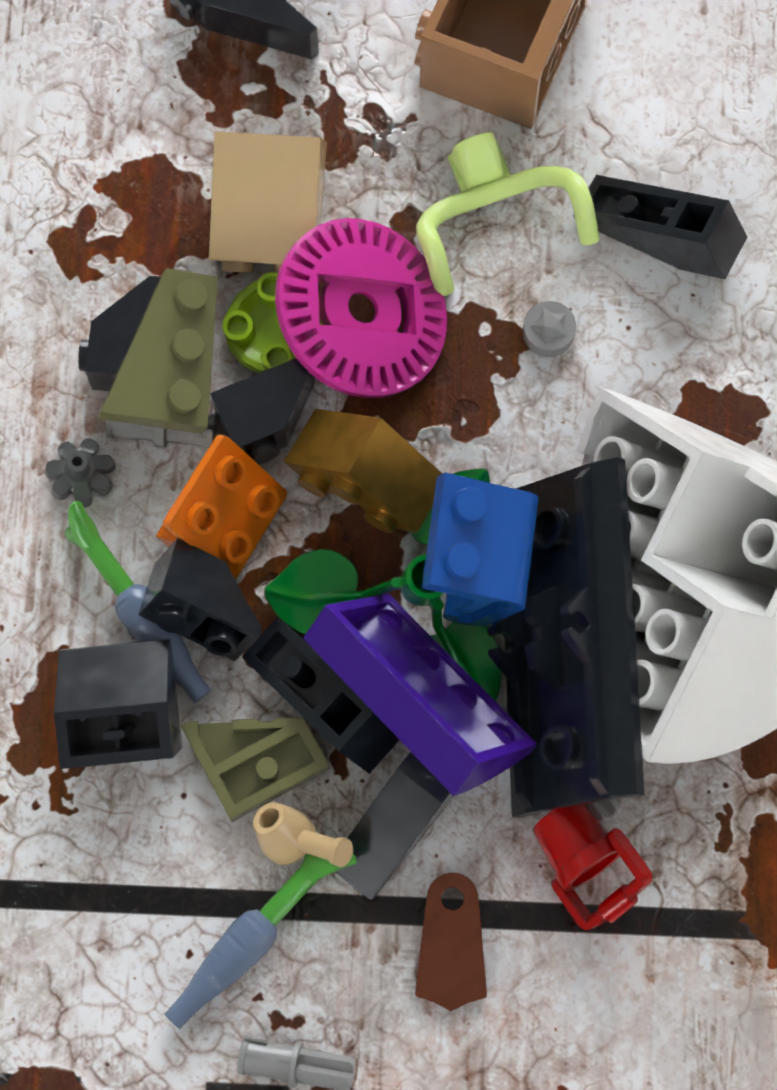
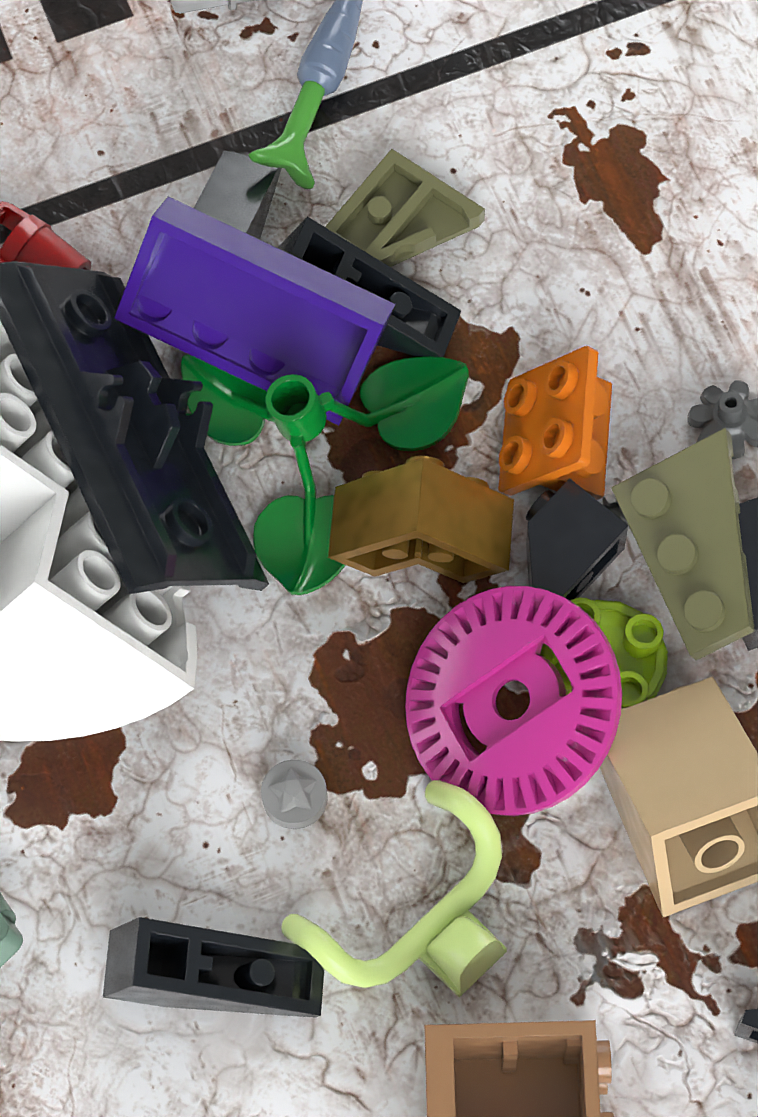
camera: 160 degrees right, 5 degrees down
(116, 704) = (553, 188): black slope -> none
(129, 598) = (590, 304): piece -> none
(200, 601) = (528, 324): black slope -> none
(289, 835) = (319, 158): tan bar -> none
(451, 947) = (128, 144): copper piece -> none
(480, 549) = (246, 439): blue piece -> none

